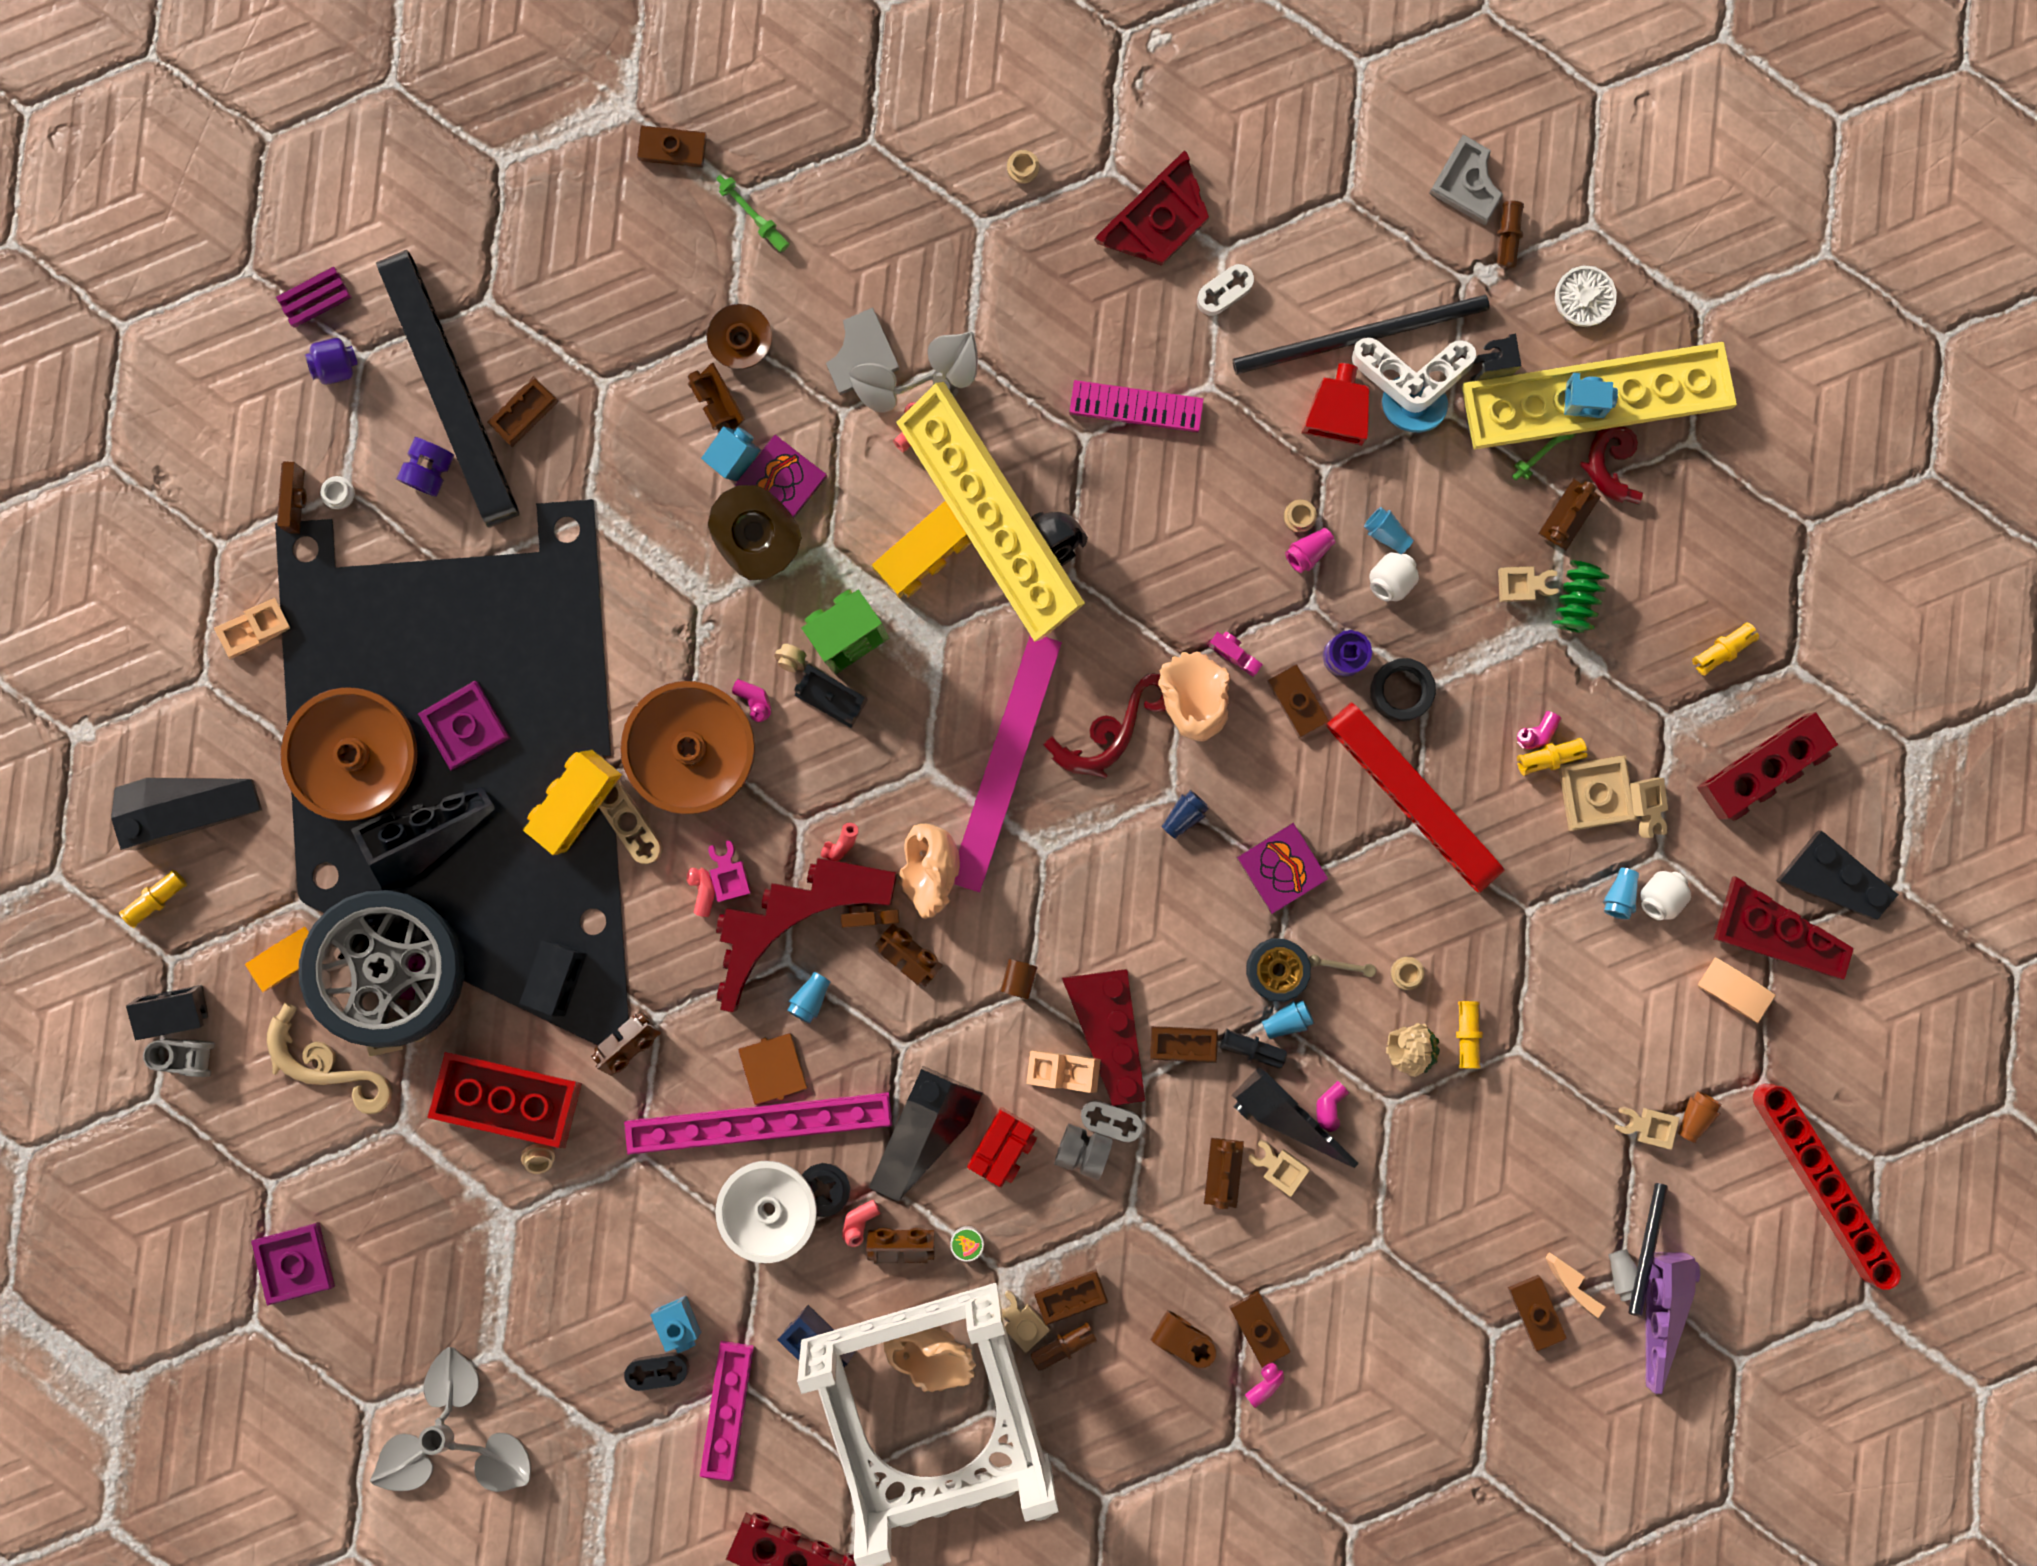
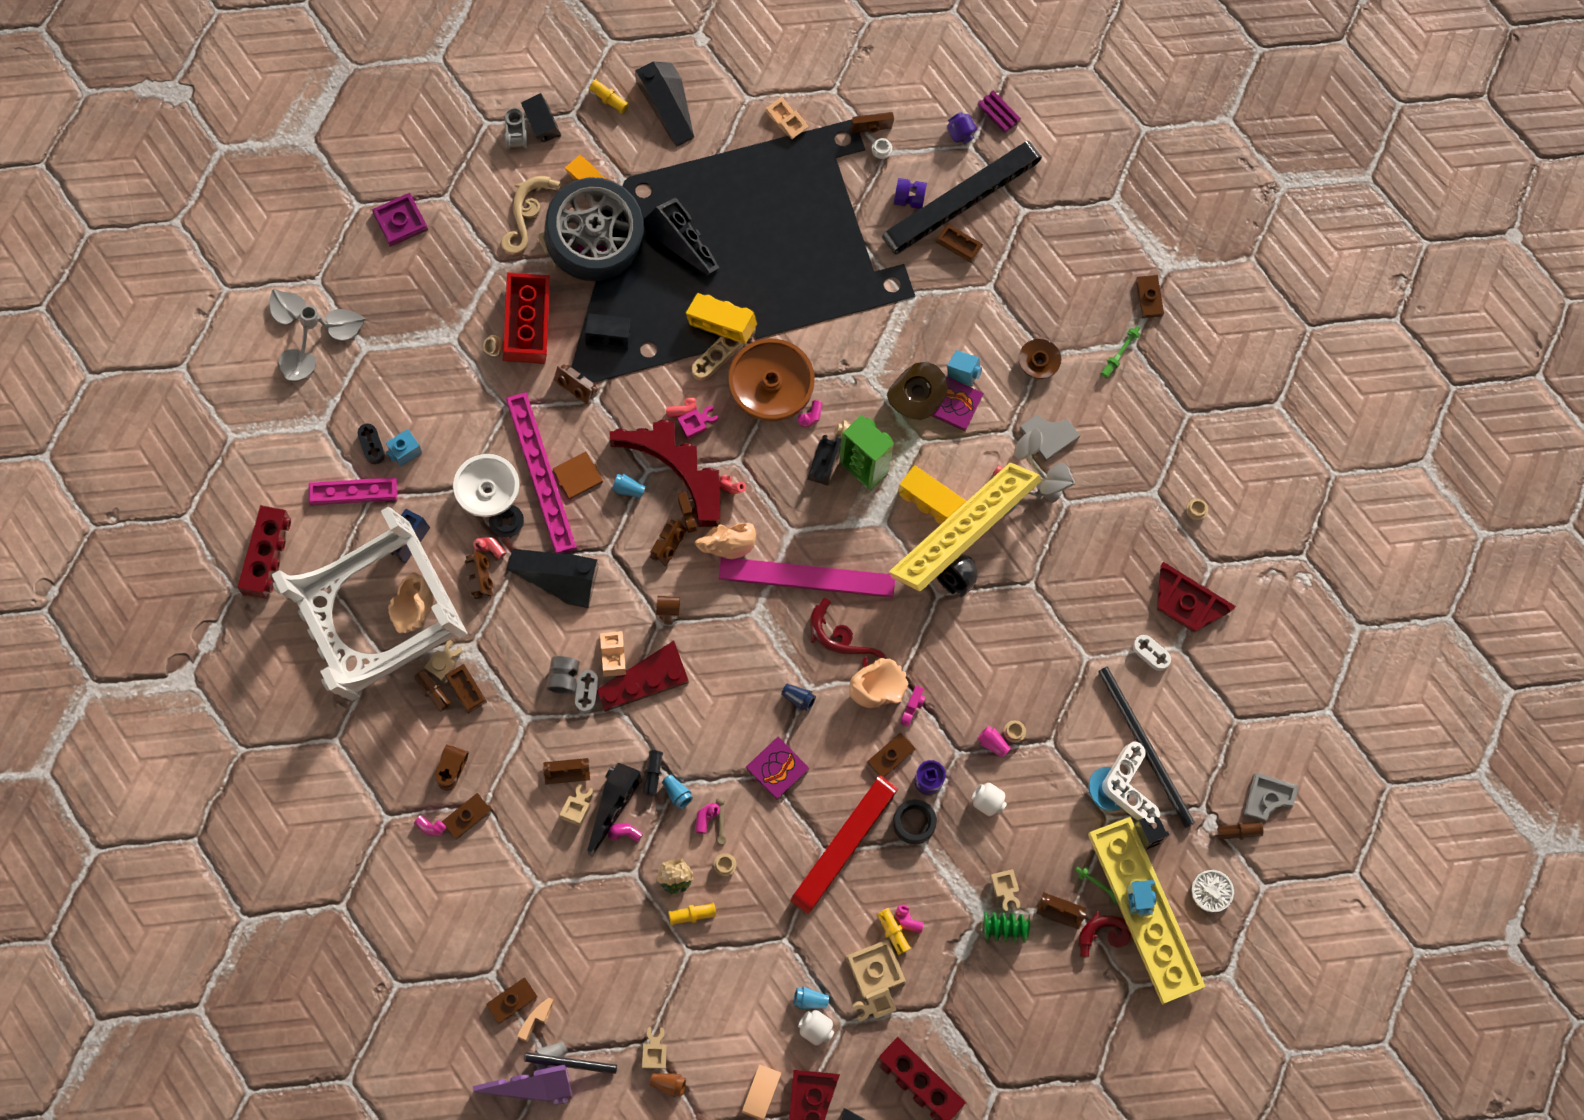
camera: 75 degrees right, 15 degrees down
(348, 754) = (722, 185): dark orange dish -> none
(464, 725) = (754, 249): magenta tile -> none
(721, 405) = (1002, 348): reddish brown hinge -> none
(967, 1243) = (488, 616): tile -> none
(1002, 1147) = (555, 624): red brick -> none
(1136, 406) = (1060, 612): dark pink tile -> none
(1183, 1044) = (646, 727): reddish brown plate -> none
(1295, 971) = (709, 766): wheel -> none
(1330, 988) = (704, 815): none -> dark pink arm
(1340, 408) = (1092, 740): red torso -> none
(1387, 529) = (1019, 790): dark azure cone -> none
(1725, 648) = (996, 1036): yellow pin -> none

